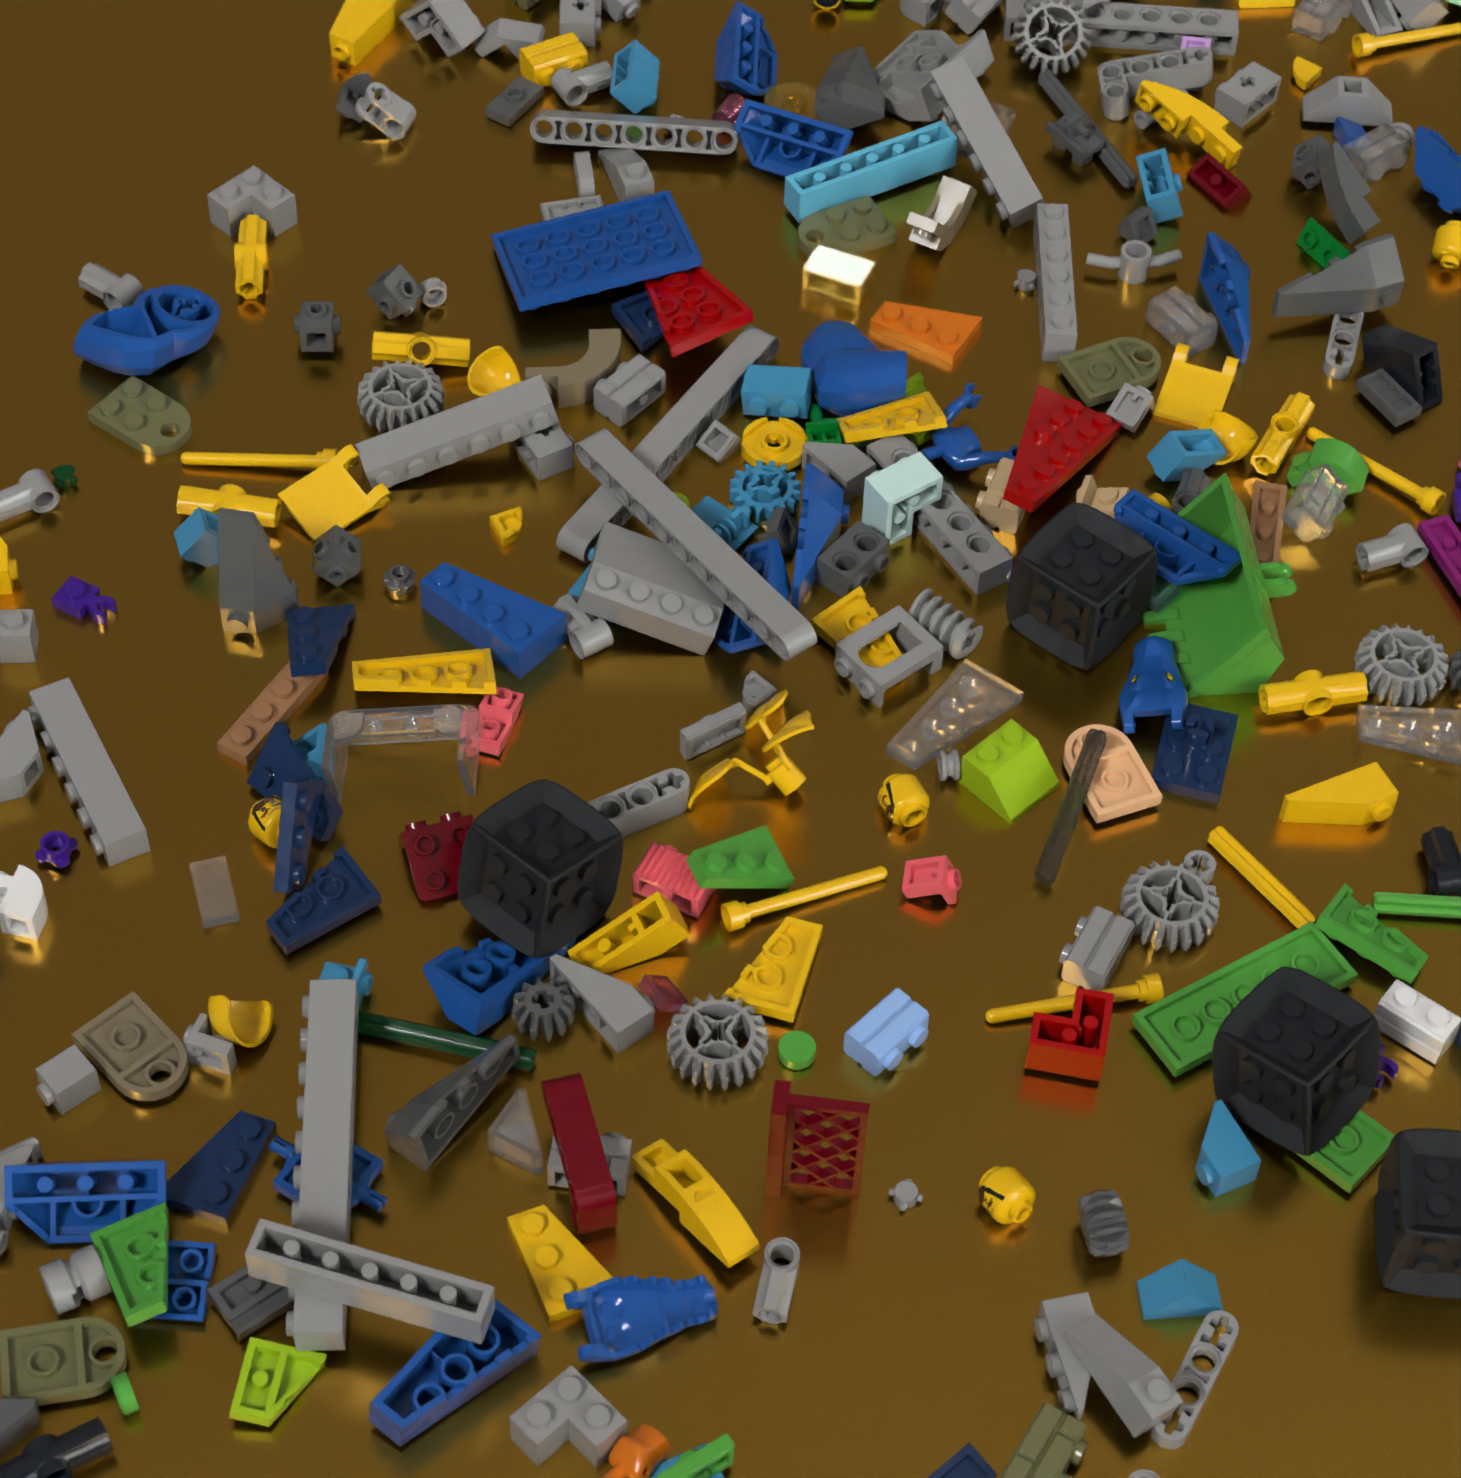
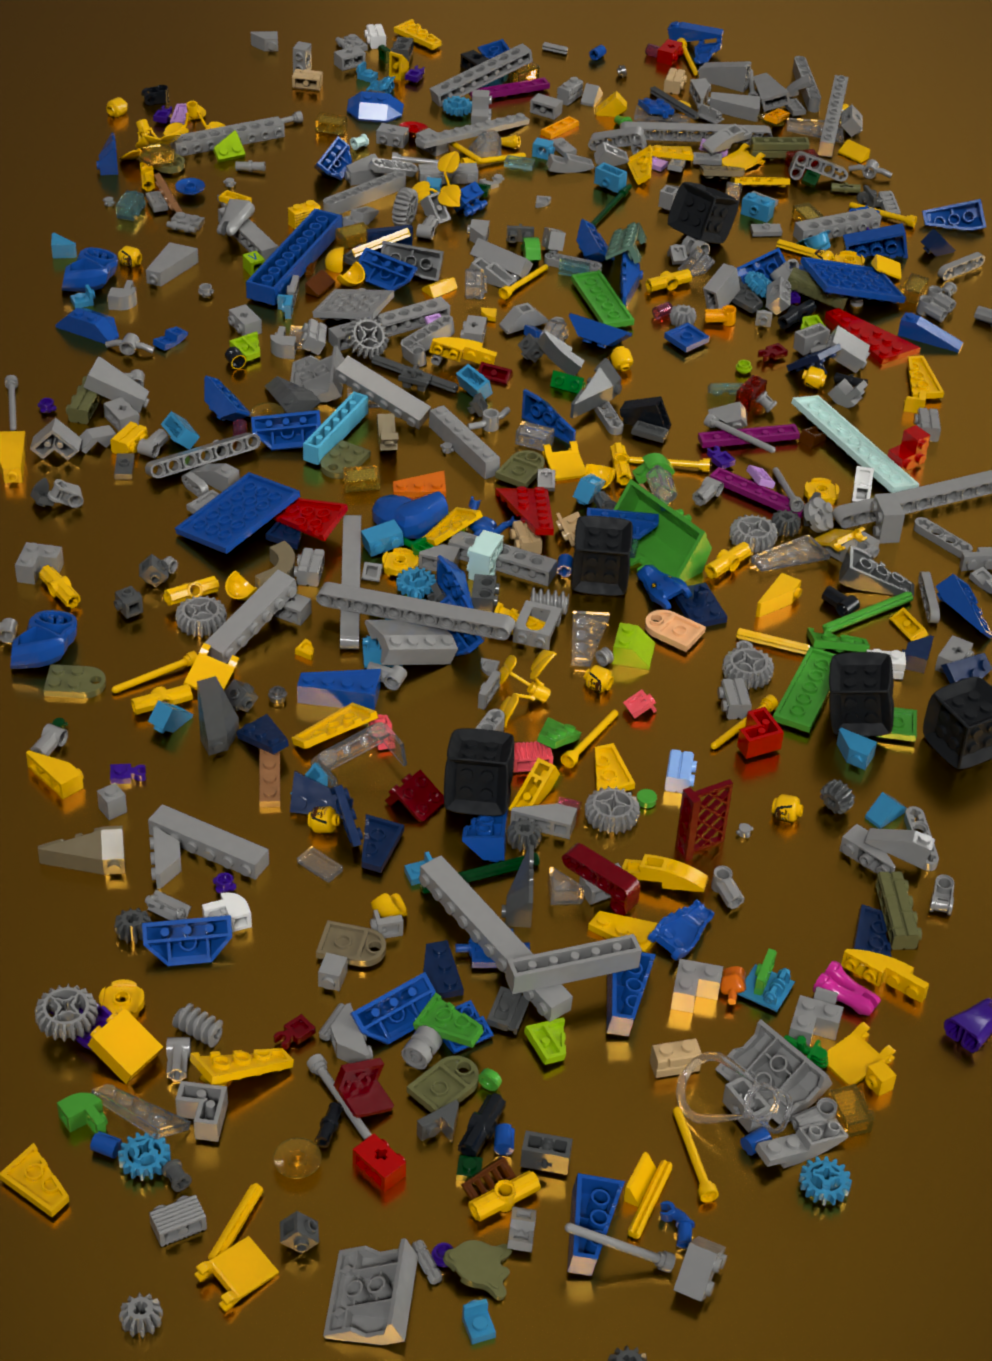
camera: 35 degrees left, 10 degrees down
(1070, 807) = (673, 648): clear smoke axle -> none

